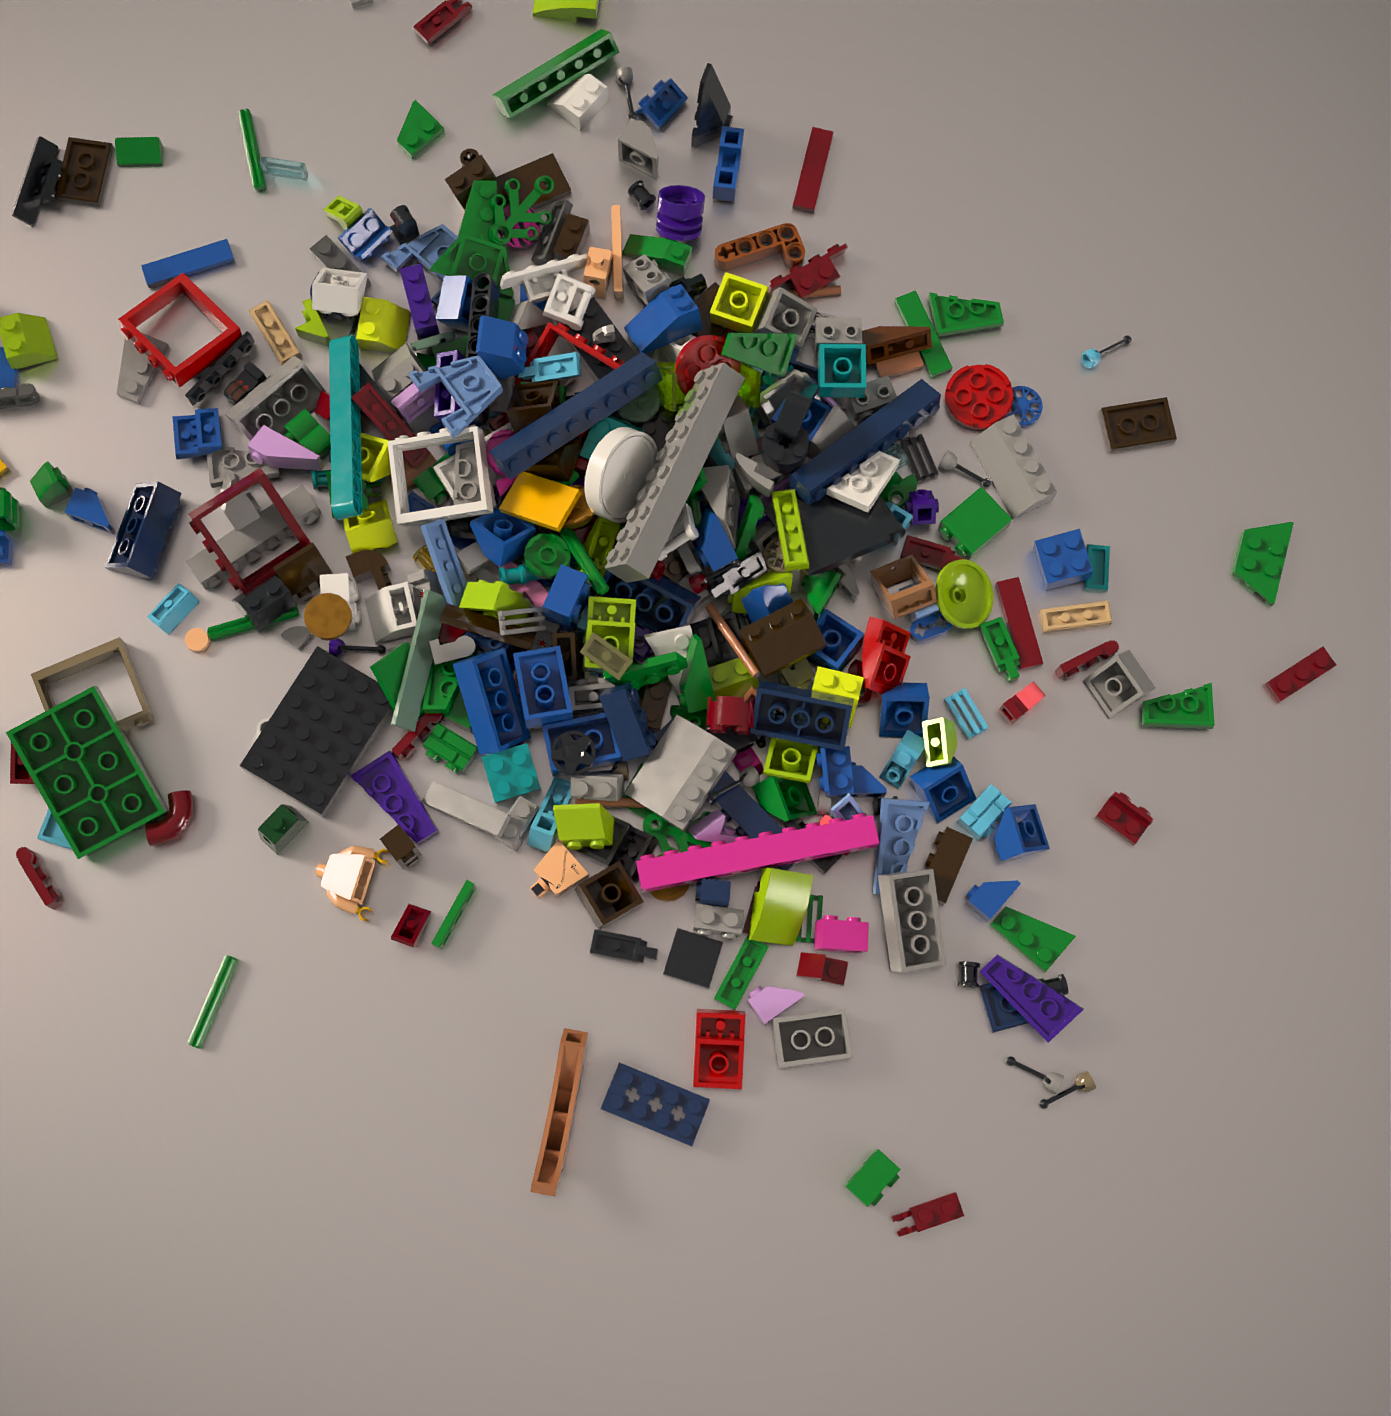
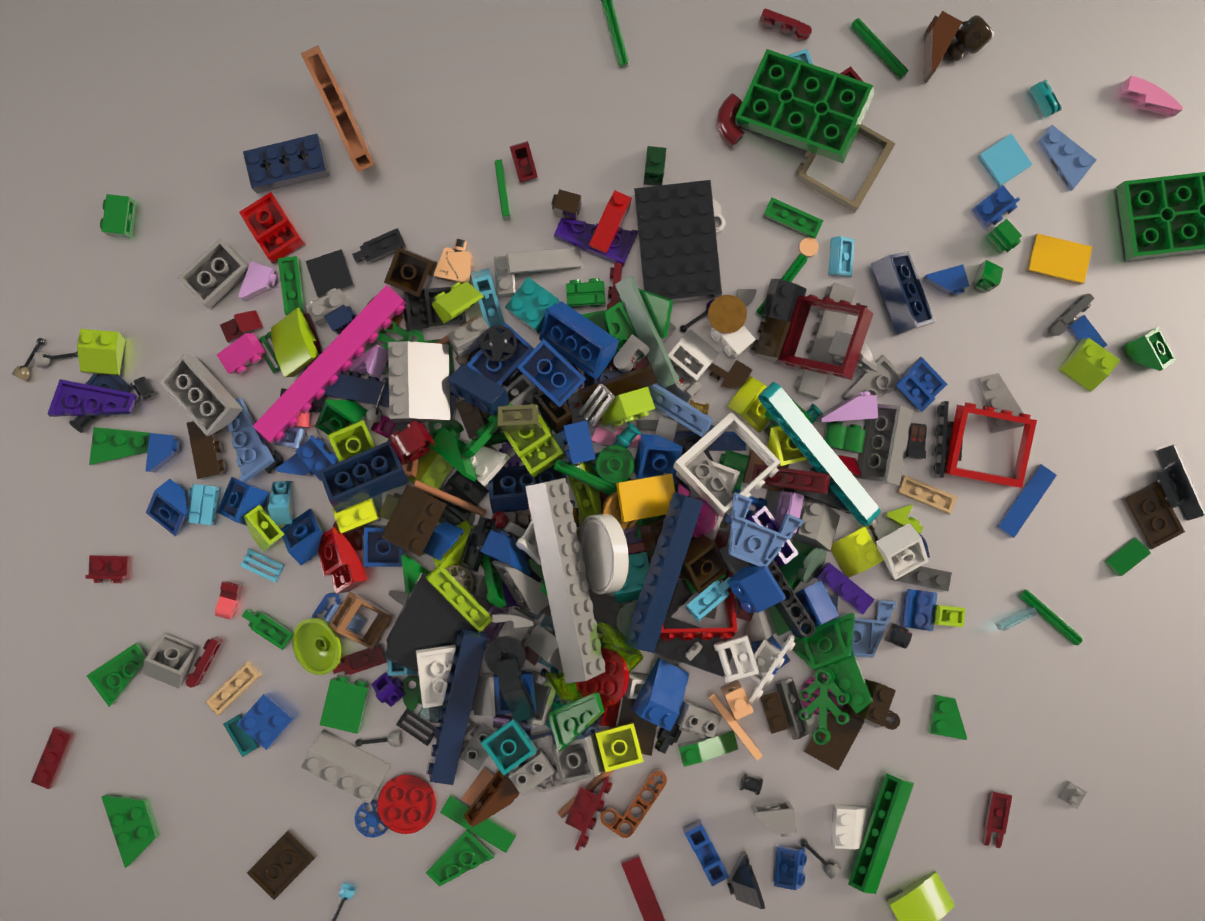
camera: 145 degrees right, 10 degrees up
(189, 678) = (793, 218): none -> green plate
(348, 877) = (587, 164): light nougat torso -> none
(370, 800) = (610, 221): none -> red slope
(680, 212) = (710, 786): dark purple wheel -> none
(931, 1213) = (68, 220): dark red hinge -> none
(987, 1042) = (100, 351): none -> lime slope
(1019, 623) = (268, 656): dark red tile -> none

